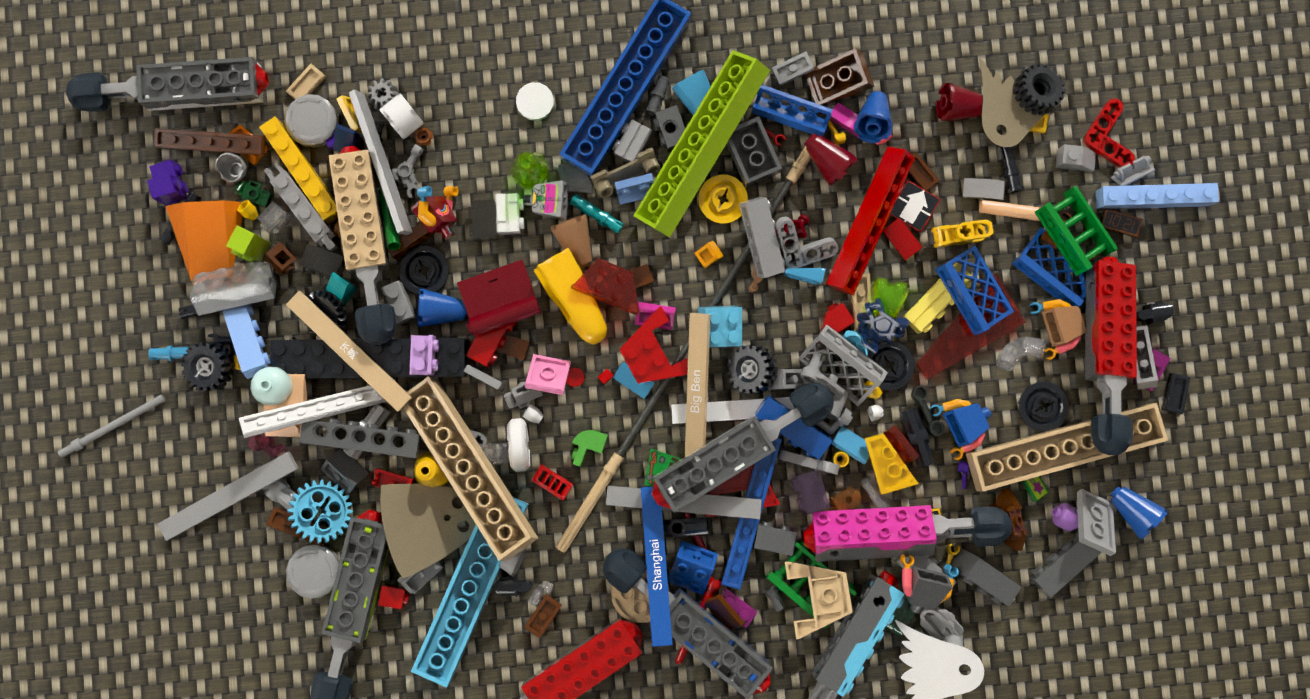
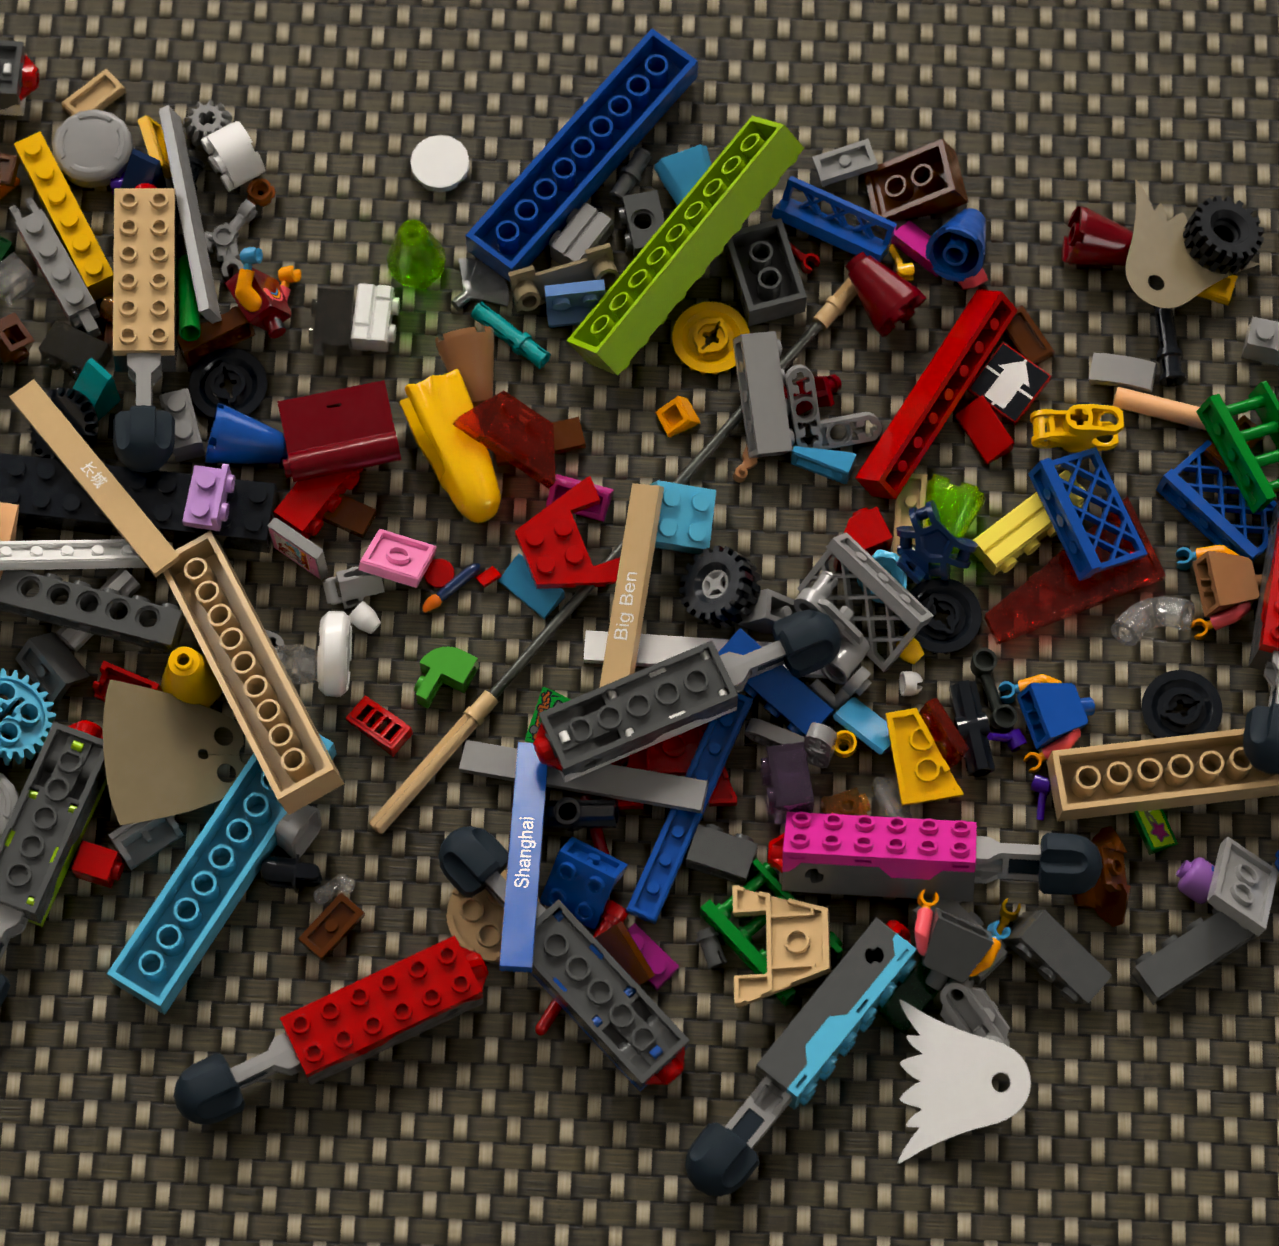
camera: 10 degrees right, 15 degrees down
(549, 199) = (439, 302): torso -> none
(583, 387) = (451, 587): none -> dark blue piece
(943, 441) = (1013, 739): none -> dark purple hand

